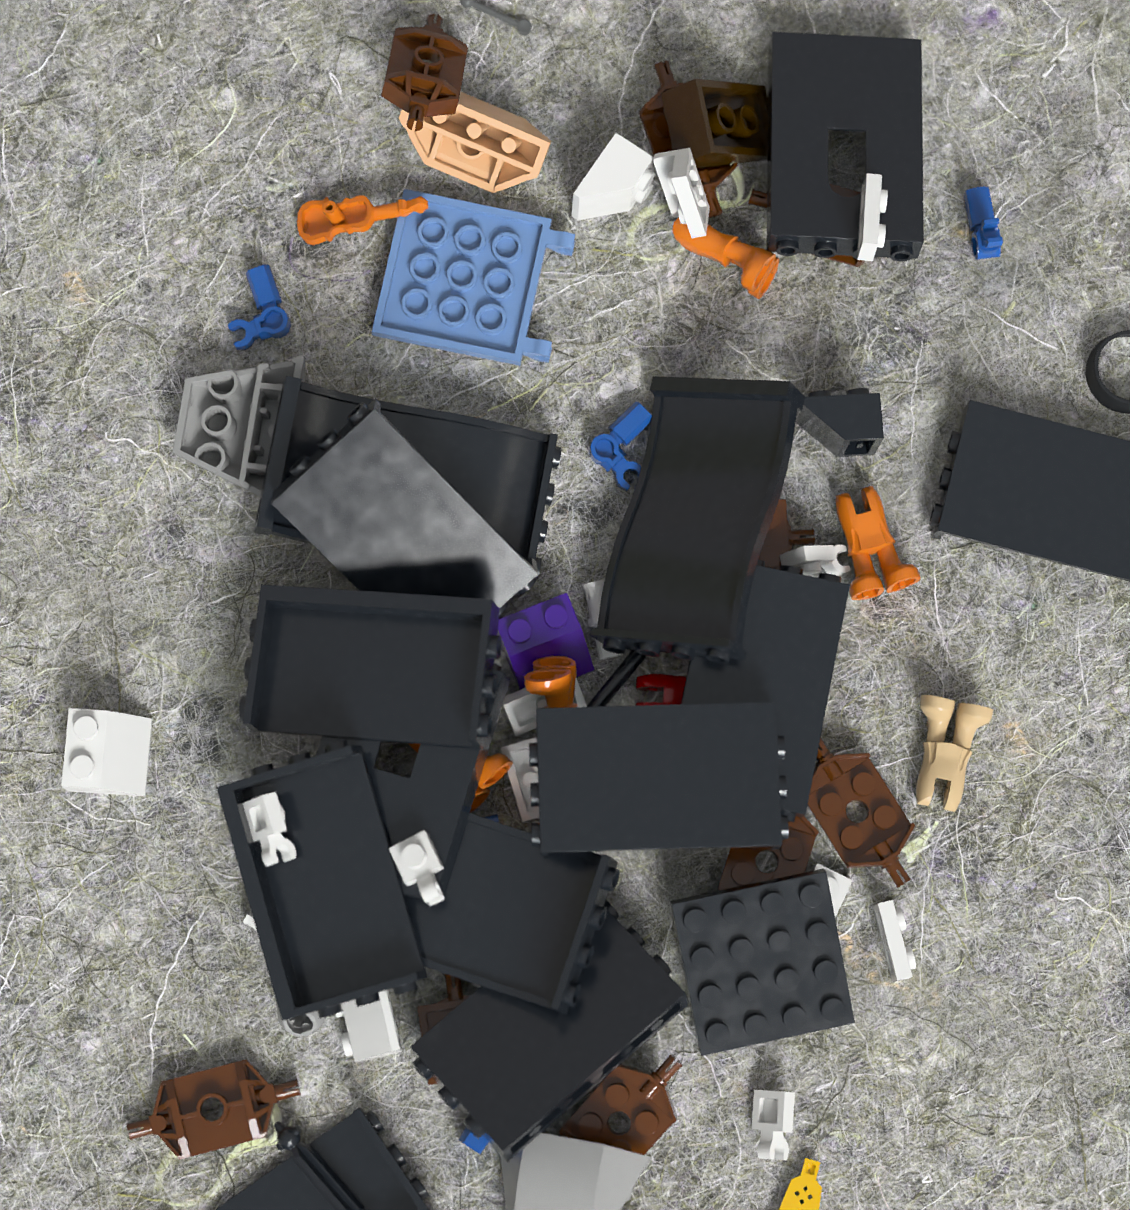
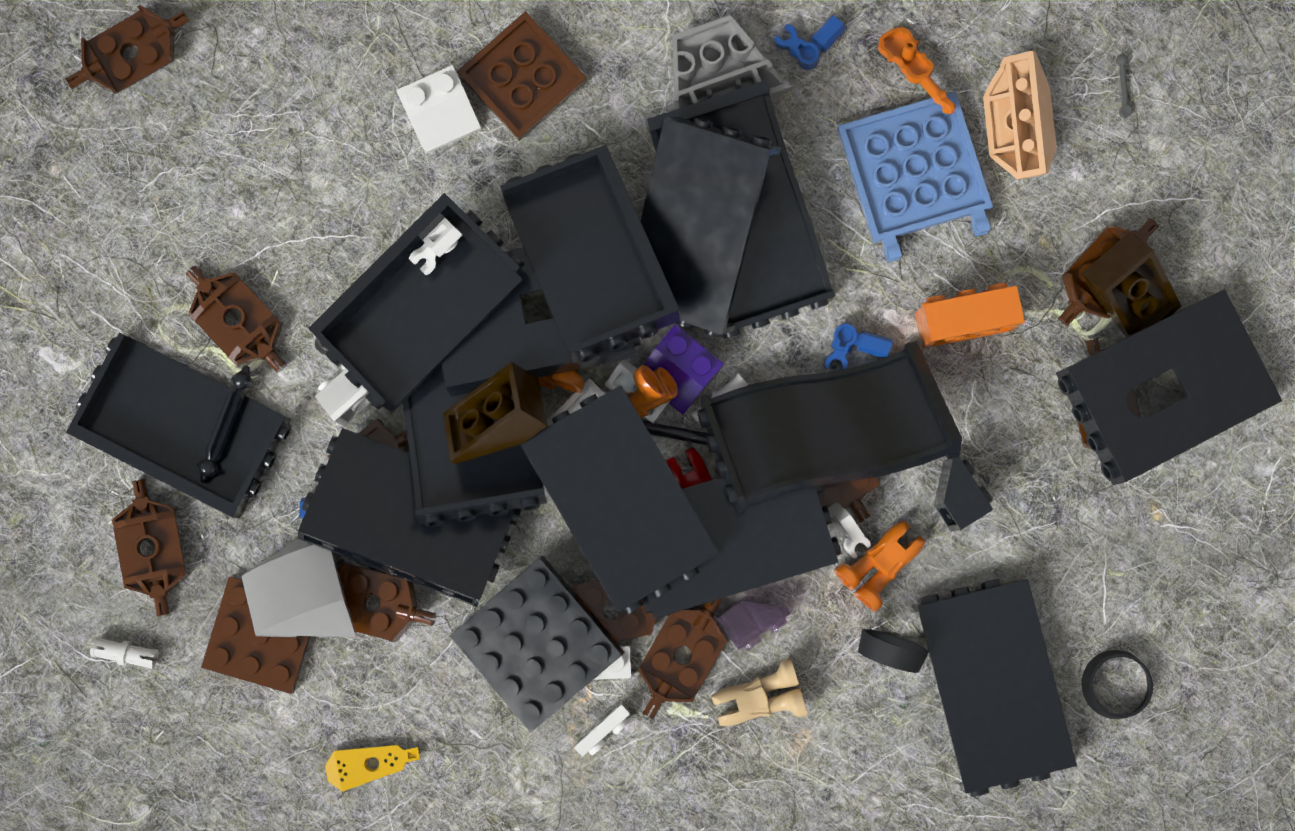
camera: 70 degrees right, 5 degrees up
(120, 641) = (522, 76): none -> reddish brown plate
(417, 863) = (466, 361): white plate -> none
(421, 86) = (1034, 57): reddish brown plate -> none
(494, 864) = (495, 415): none -> dark brown slope
(614, 181) = (1045, 235): white slope -> none
(655, 306) = (969, 315): none -> orange brick
(683, 189) = (1066, 287): white bracket -> none
(757, 263) = (1041, 372): orange piece -> none
(773, 1116) = (432, 710): white plate -> none
(858, 719) = (748, 620): none -> clear purple slope
(872, 204) = (1109, 439): white plate -> none
(971, 582) = (892, 650): none -> black tyre
(986, 238) = (1170, 517): blue bar -> none

